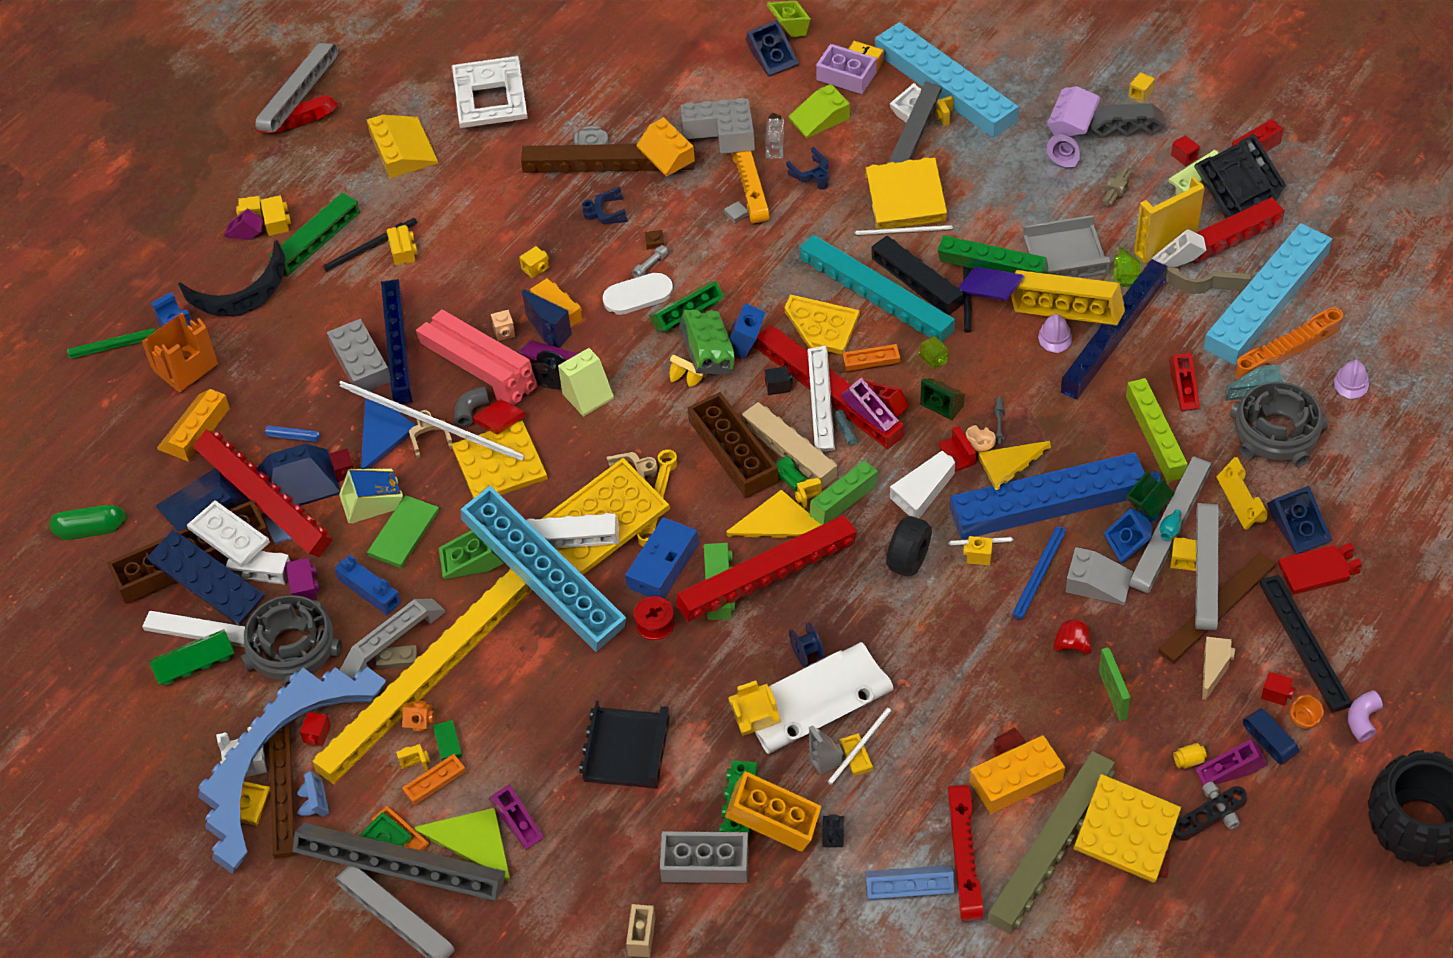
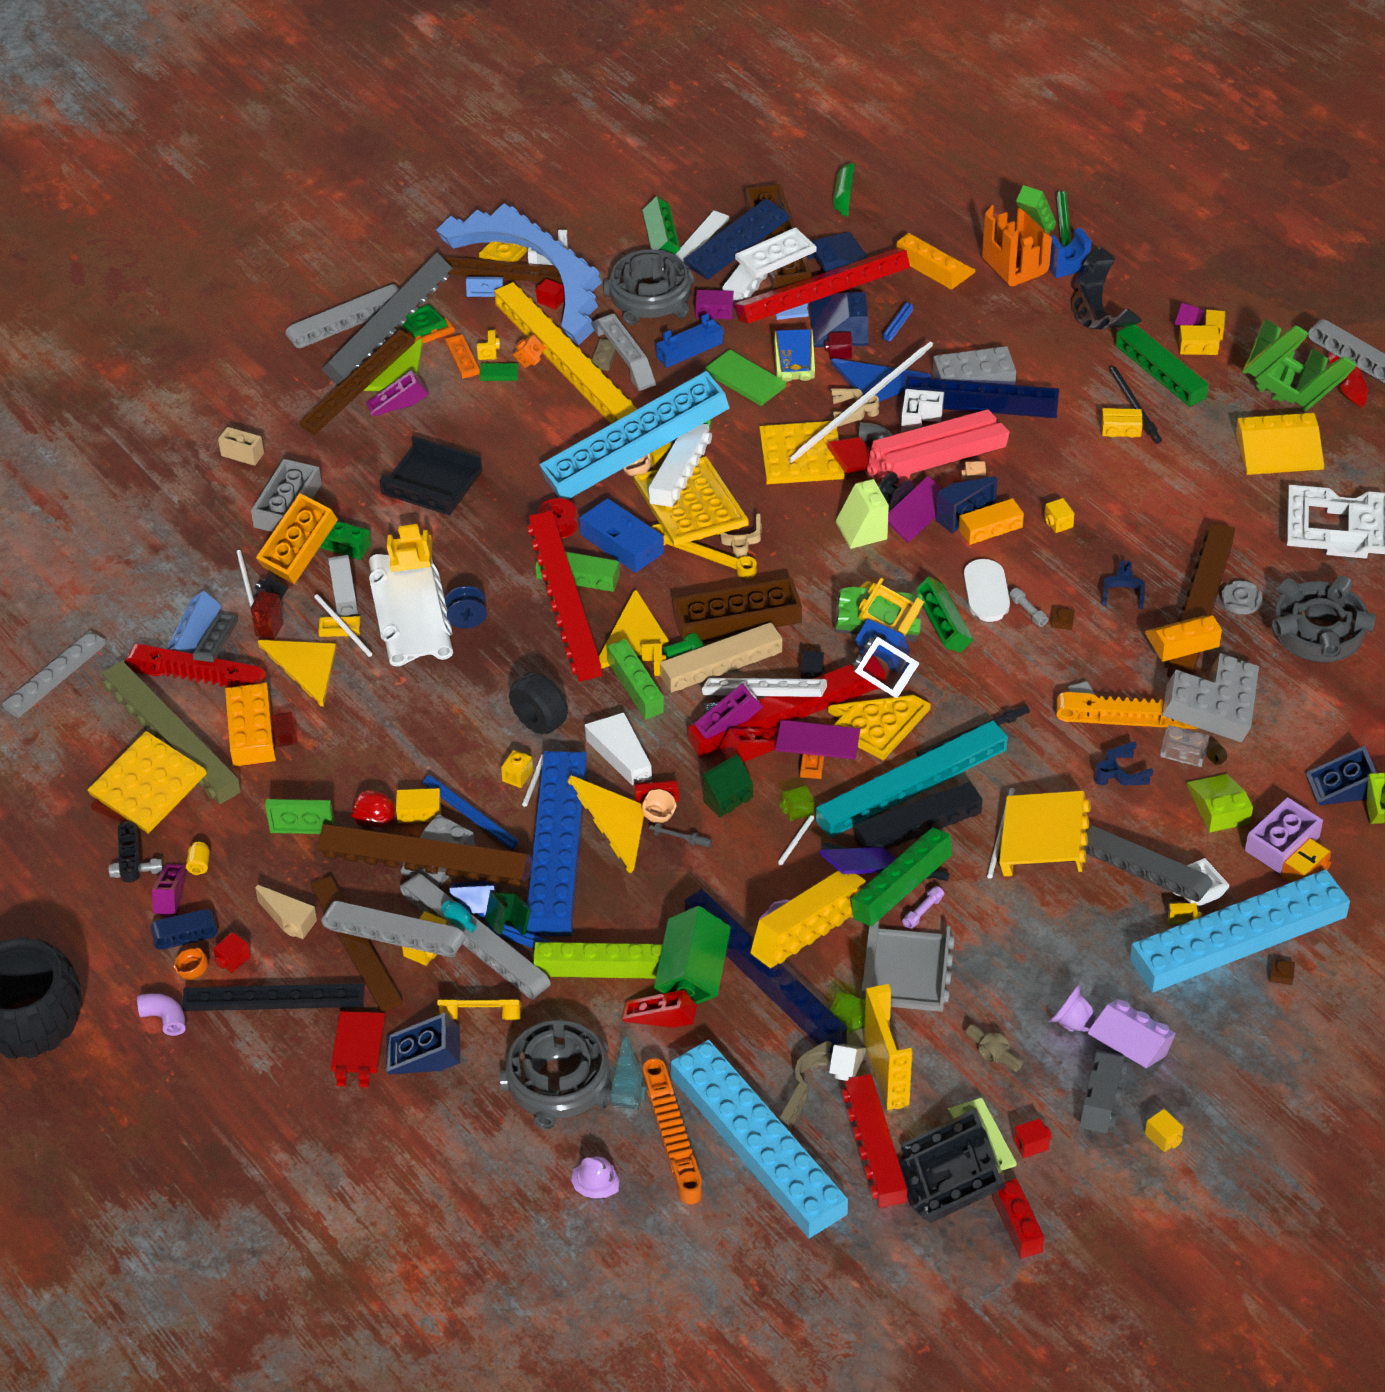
camera: 105 degrees right, 5 degrees down
(130, 340) = (1036, 205): none -> bright green brick
(318, 154) = (1275, 368): none -> bright green piece
(426, 383) = (921, 406): none -> white brick
(508, 856) = (356, 382): none -> reddish brown plate
(614, 65) = (1325, 602): none -> dark grey piece
(717, 317) = (908, 611): none -> yellow window
(777, 310) = (903, 677): none -> window
(780, 248) = (1007, 717): none -> black bar
(832, 856) = (245, 577): none -> white axle
(861, 353) = (818, 739): none -> magenta piece
(878, 806) = (267, 615): none -> clear red brick
(916, 763) = (305, 663): none -> yellow tile
(921, 845) = (215, 637): none -> dark grey tile
(967, 57) = (1282, 971): none -> reddish brown plate
(972, 350) = (796, 839): none -> white axle
(1052, 607) = (418, 805): none -> yellow brick
(1115, 574) = (425, 854): none -> reddish brown brick
(1138, 358) = (693, 954): none -> green brick

